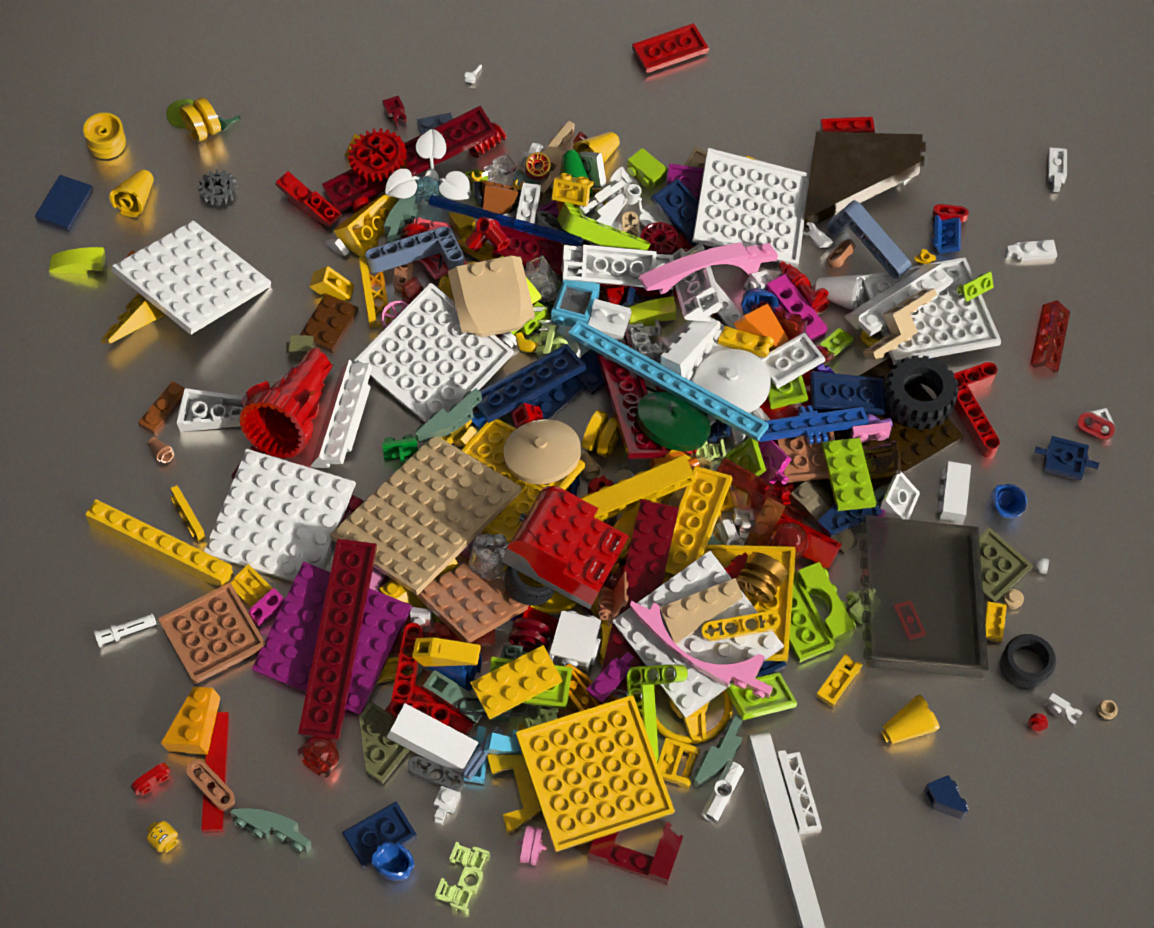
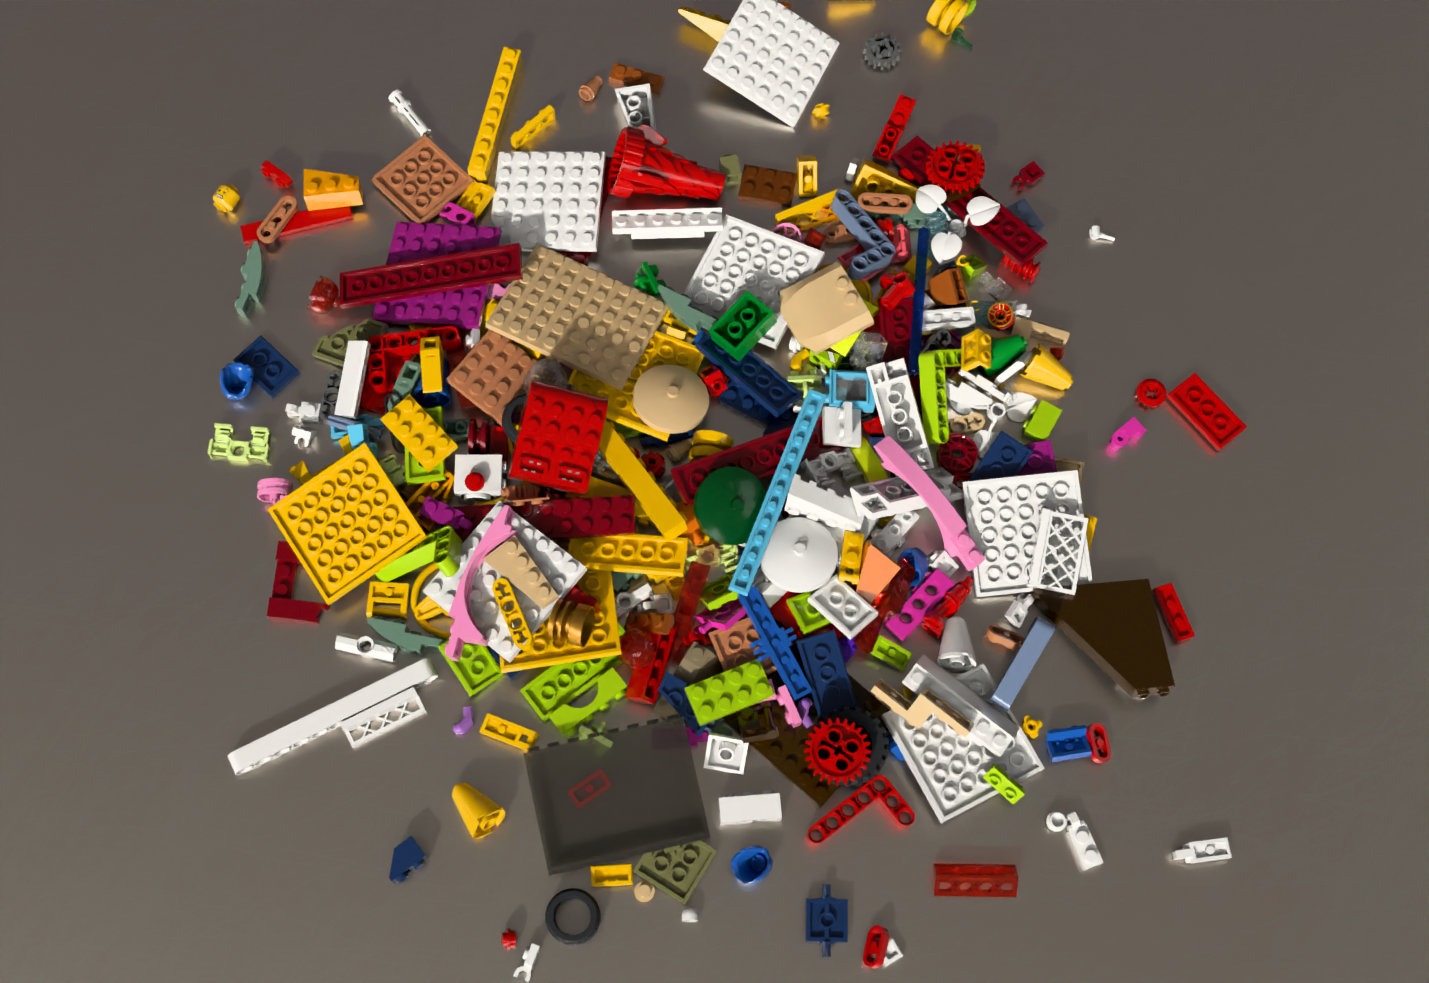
camera: 75 degrees right, 10 degrees up
(263, 255) = (821, 110): none -> yellow plate
(391, 218) = (892, 201): none -> nougat plate
(470, 807) = (304, 432): none -> white tile
(487, 368) = (742, 326): none -> green brick
(586, 638) = (474, 481): none -> red plate
(644, 77) = (1151, 385): none -> red gear
(672, 107) = (1131, 429): none -> dark pink leg
(772, 197) = (1040, 548): none -> white fence
(820, 716) = (465, 723): none -> medium lavender arm
(944, 403) = (846, 735): none -> red gear
(1011, 263) = (1056, 821): none -> white plate

